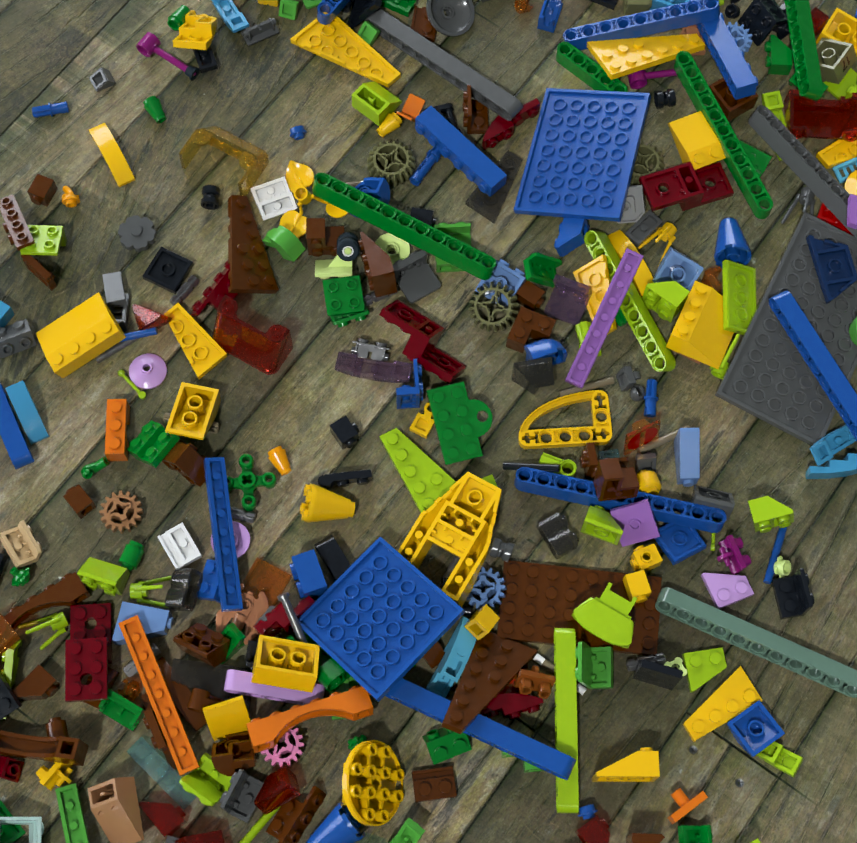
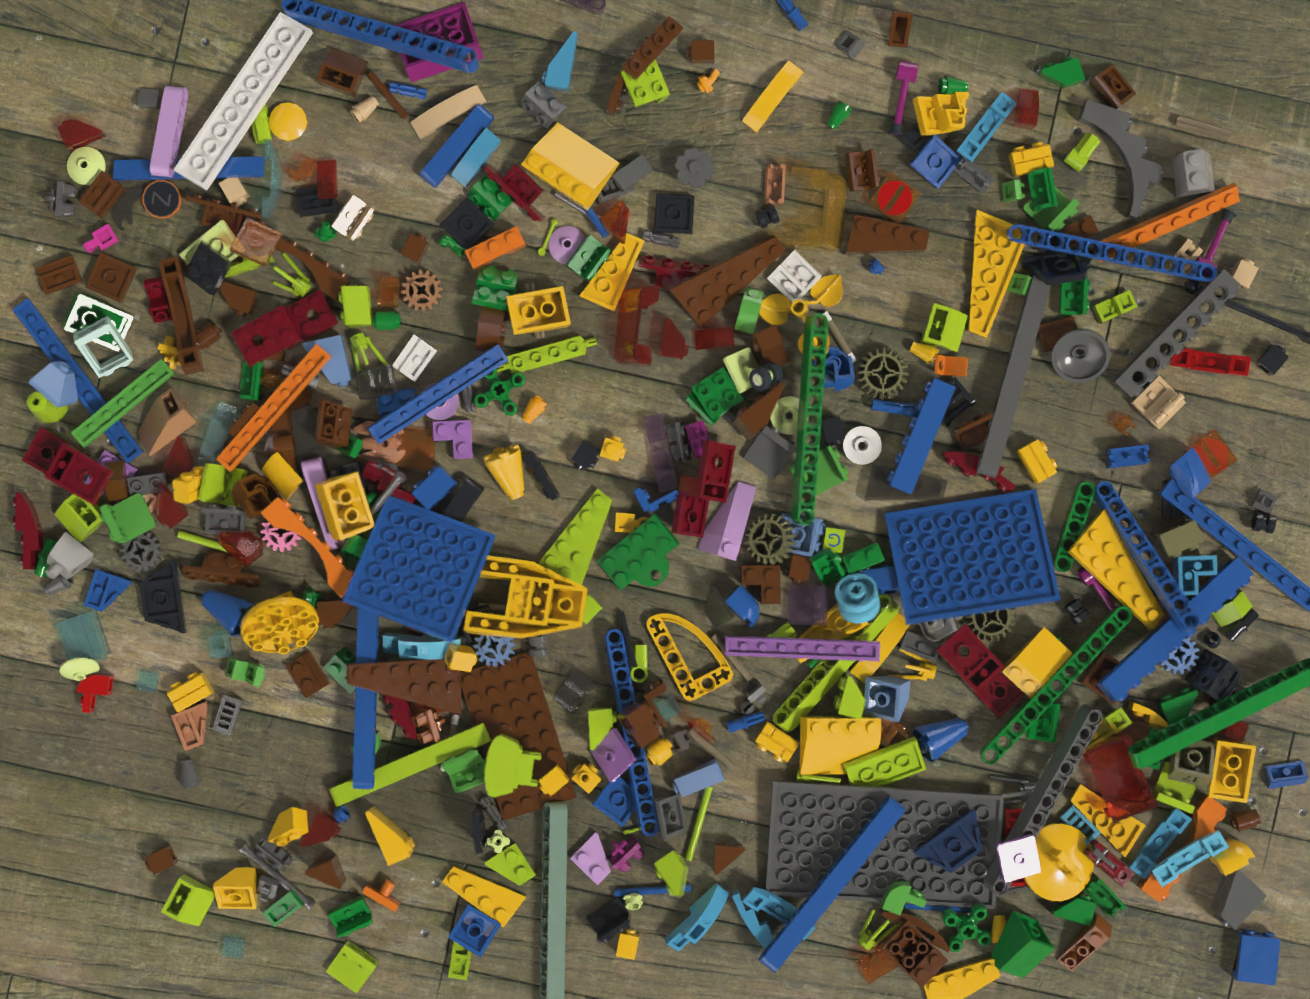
camera: 70 degrees right, 20 degrees up
(69, 417) = (489, 197): none -> green bracket
(73, 385) = (520, 187): none -> dark red bracket
(82, 446) = (467, 224): none -> black plate
(106, 542) = (389, 292): none -> clear orange bracket
(108, 35) = (899, 28): none -> reddish brown slope
(168, 355) = (588, 257): none -> green bracket
(186, 180) = (774, 184): none -> nougat hinge
(192, 811) = (188, 485): none -> yellow brick
(211, 109) = (862, 170): none -> reddish brown bracket
(233, 54) = (935, 161): none -> blue plate
(236, 428) = (547, 354): none -> lime plate
(248, 95) = (894, 198): none -> piece
(271, 537) = (459, 433): none -> medium lavender plate
(275, 116) = (884, 237): none -> reddish brown wedge
(278, 314) = (673, 342): none -> clear red slope
(294, 281) = (714, 338): none -> clear red slope
(350, 405) = (613, 449): none -> yellow brick
(376, 330) = (697, 434): none -> magenta hips
(383, 726) = (332, 612): none -> reddish brown slope
(446, 196) = (869, 438): none -> white dish
(466, 339) = (728, 525): none -> lavender wedge
(516, 256) = (833, 539): none -> lime brick
(523, 78) = (1037, 461): none -> yellow brick
(545, 238) = (862, 558): none -> green brick
(579, 254) = (857, 598): none -> medium azure wheel
(680, 378) = (776, 741): none -> yellow brick
(728, 478) = (698, 823): none -> lime bar
(769, 467) = (725, 854): none -> reddish brown slope
(777, 80) = (1150, 717): none -> yellow slope
(822, 589) = (627, 944): none -> yellow brick
(827, 519) = (702, 917): none -> dark azure slope

